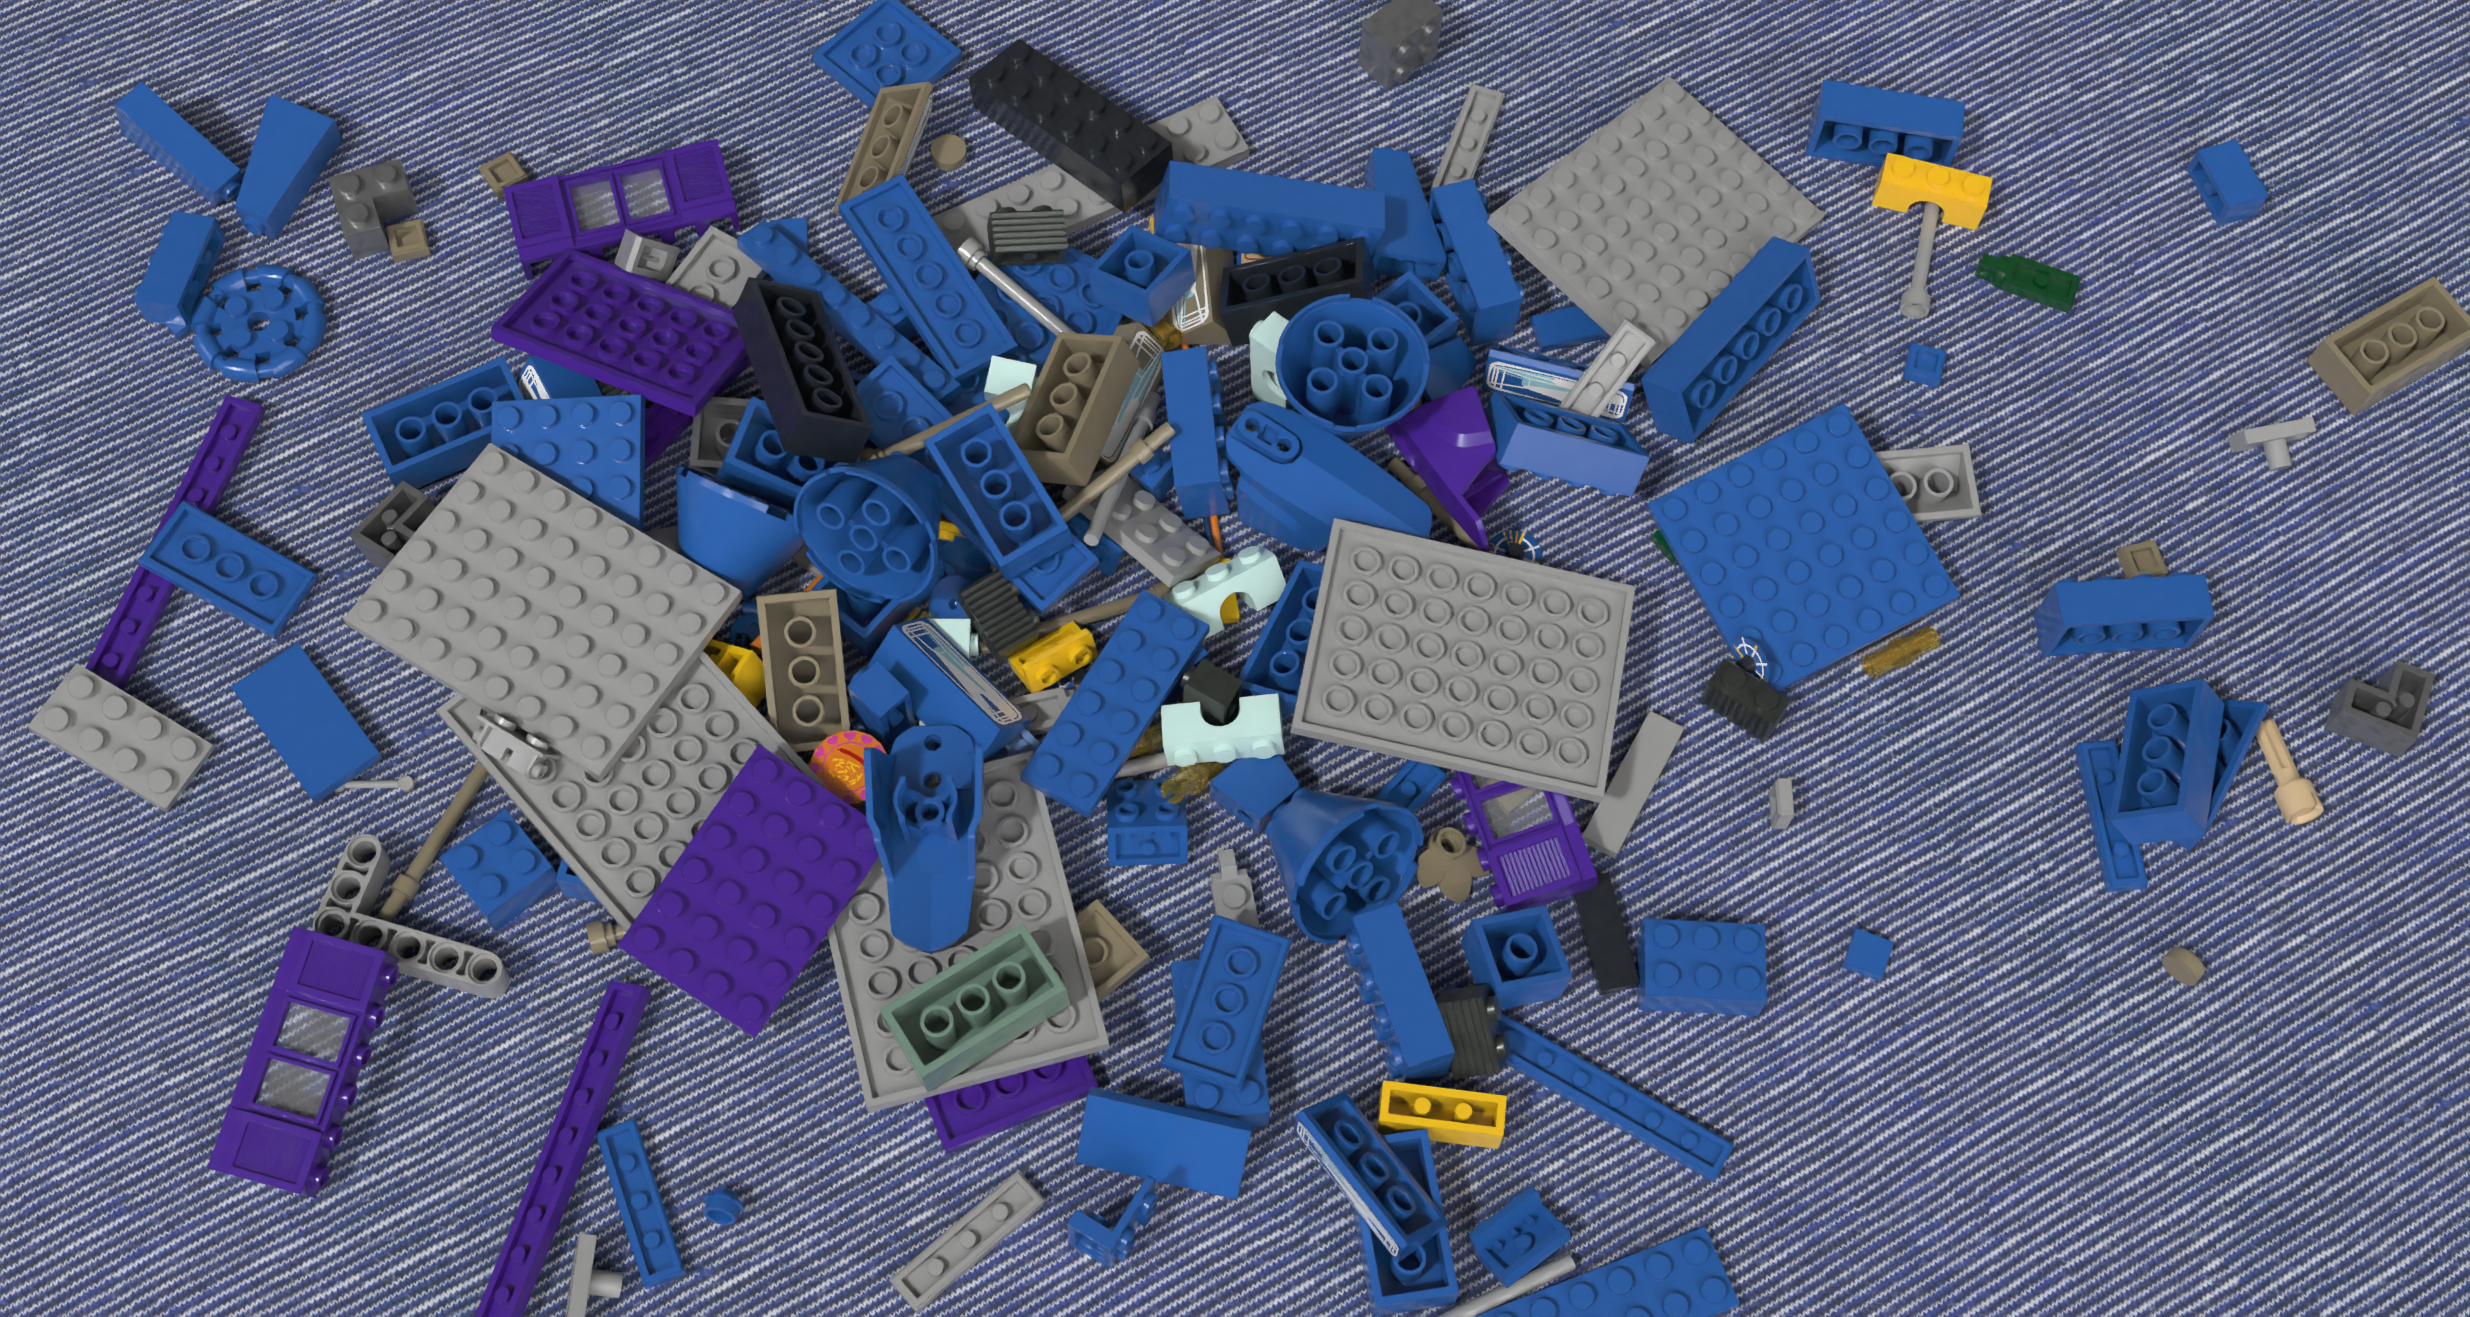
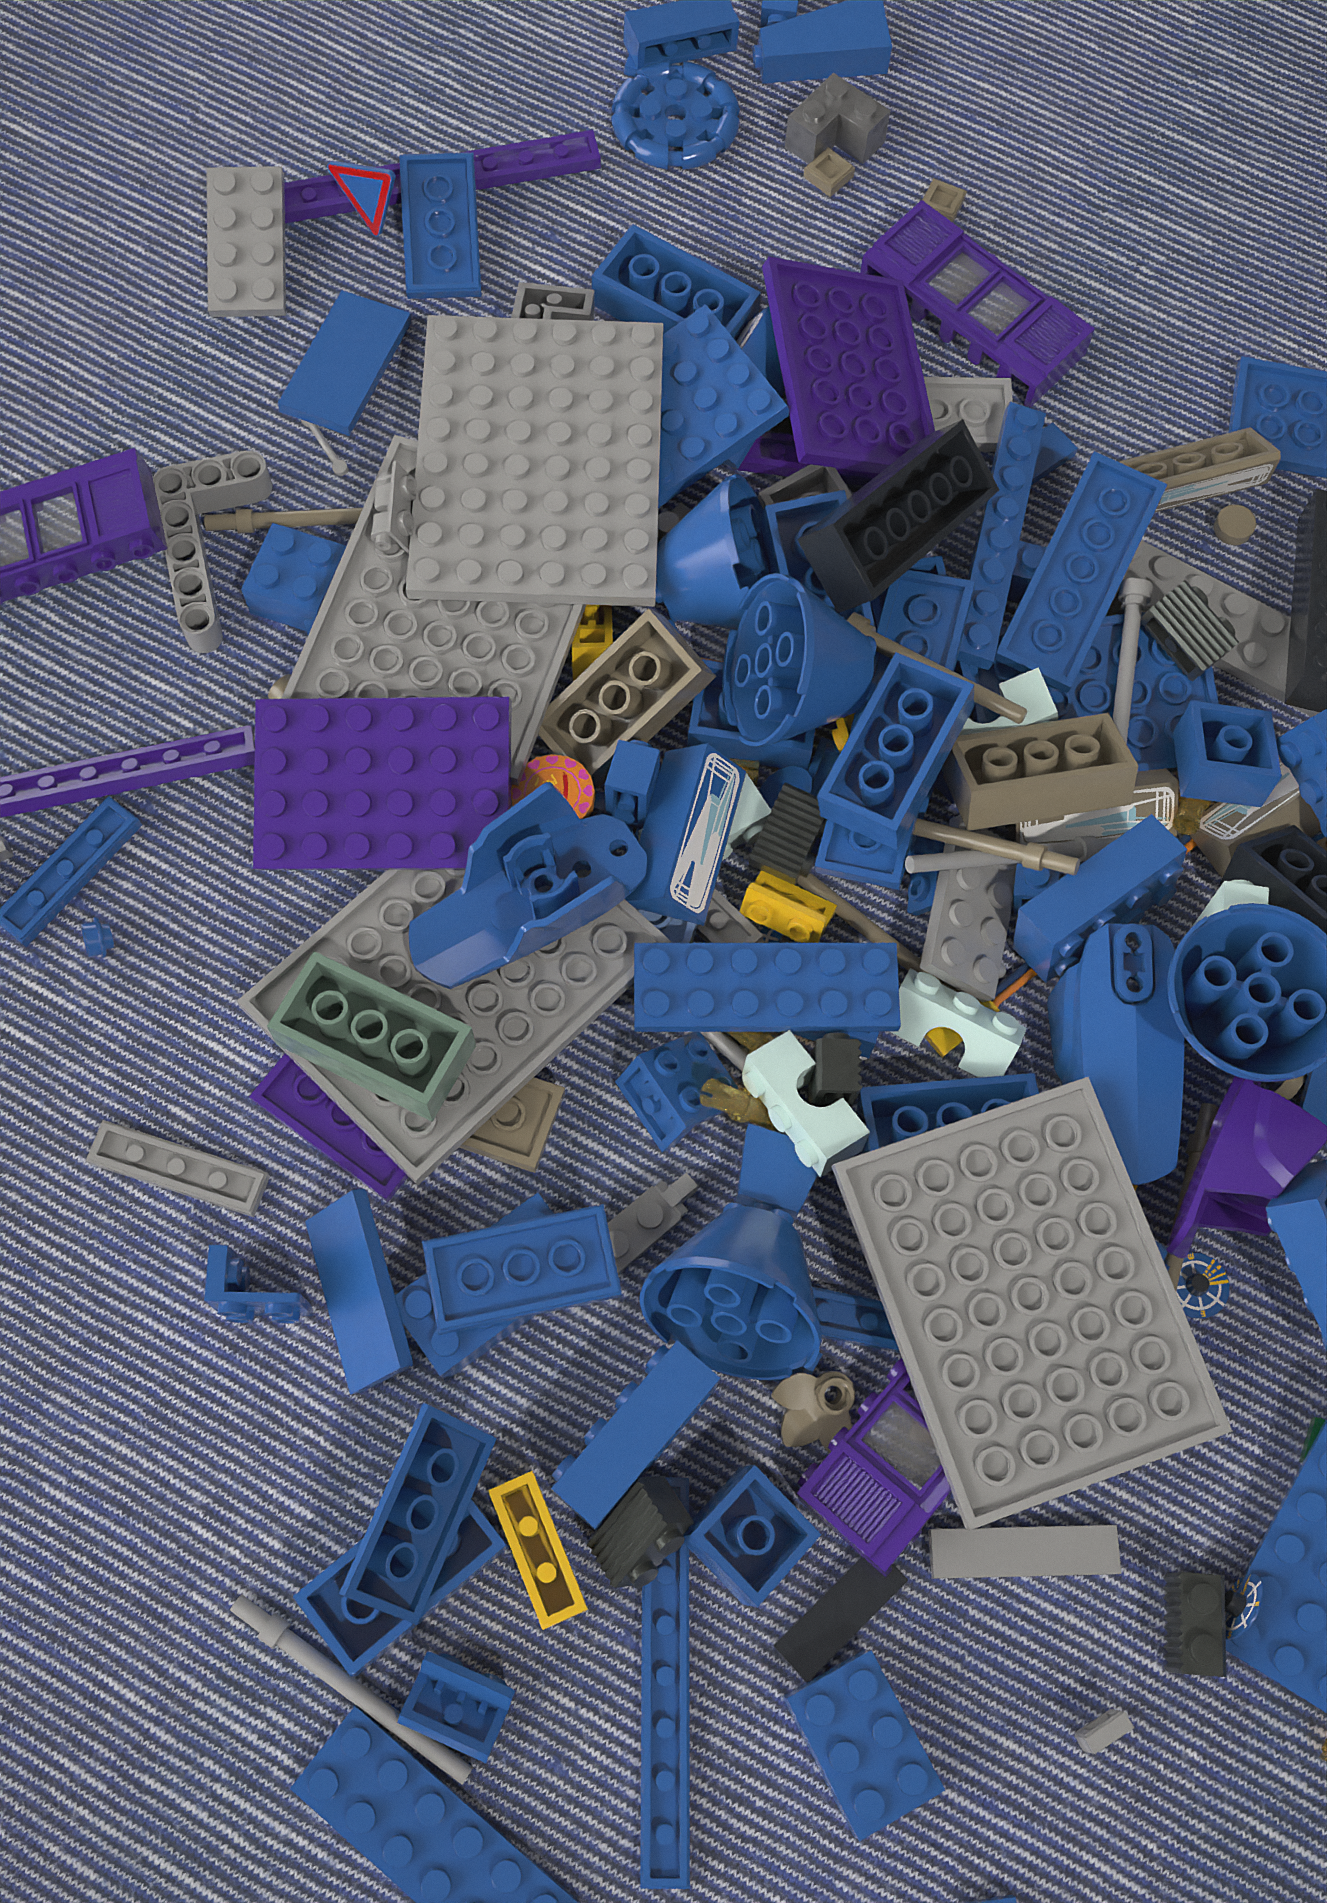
camera: 60 degrees right, 5 degrees up
(155, 607) = (367, 190): none -> piece
(646, 256) = (940, 346): light grey slope -> none

